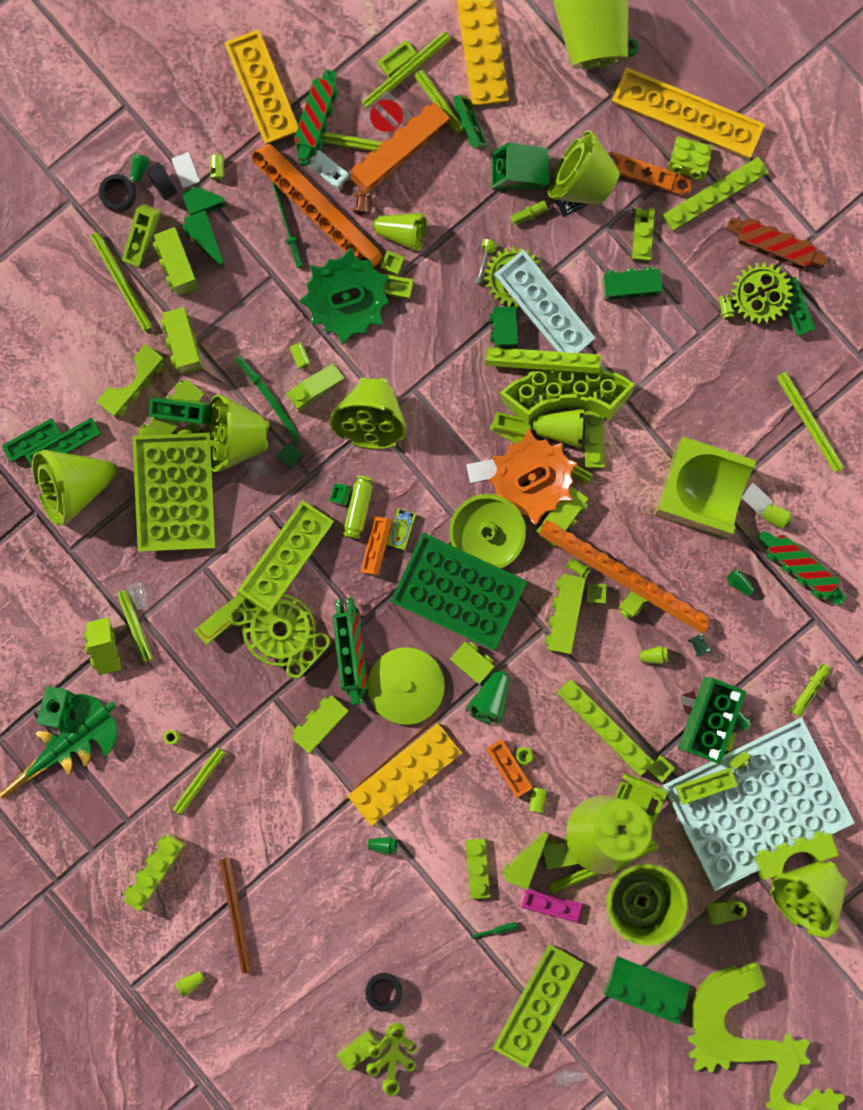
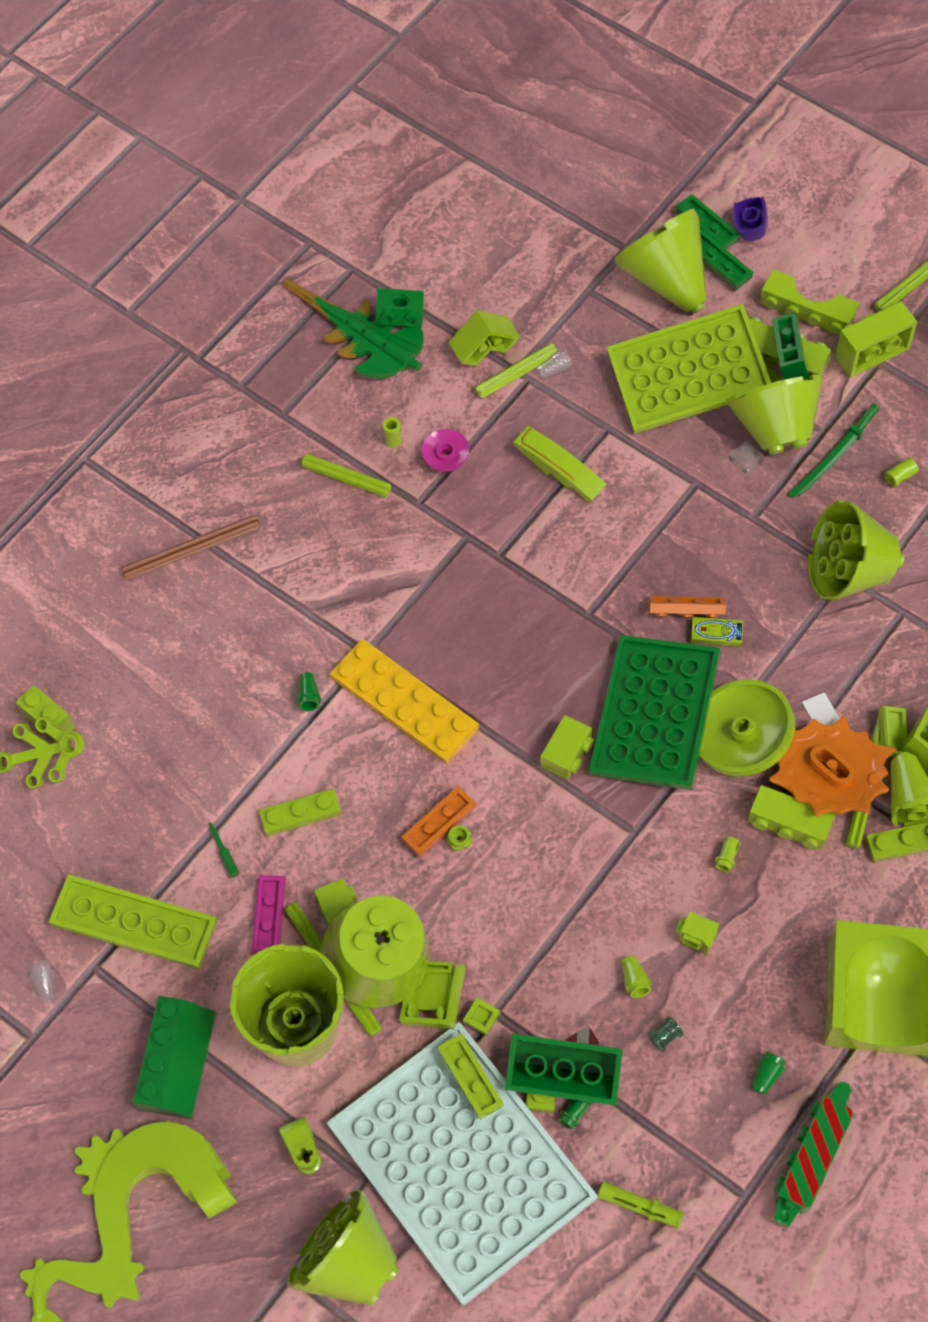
camera: 80 degrees right, 20 degrees down
(39, 404) = (751, 218): none -> dark purple piece
(155, 871) = (226, 448): lime brick -> none
(188, 694) = (443, 442): none -> dark pink dish
(189, 983) = (97, 511): lime cone -> none
(285, 557) = (644, 502): lime plate -> none
(289, 646) = (543, 497): lime piece -> none
(290, 455) = (772, 489): green plate -> none
(314, 387) = (859, 487): lime slope -> none
(319, 723) = (445, 588): lime brick -> none
(340, 494) = (740, 552): green plate -> none
(350, 651) = (545, 600): green hinge -> none
(358, 507) = (730, 574): lime axle -> none
(398, 992) = (117, 713): black tyre -> none
(406, 686) = (517, 679): lime dish -> none
(490, 699) = (525, 777): green cone -> none
(524, 863) = (315, 860): lime slope -> none
(537, 800) = (404, 866): lime piece -> none
(566, 614) = (661, 847): lime brick -> none
(596, 593) = (699, 883): lime plate -> none
(604, 727) = (520, 929): lime brick -> none
(624, 576) = (731, 911): orange plate -> none
(739, 761) = (515, 1114): lime plate -> none
(756, 499) = (892, 1072): white sticker -> none
(771, 862) = (416, 1253): lime arch -> none
(777, 516) = (876, 1104): lime brick -> none

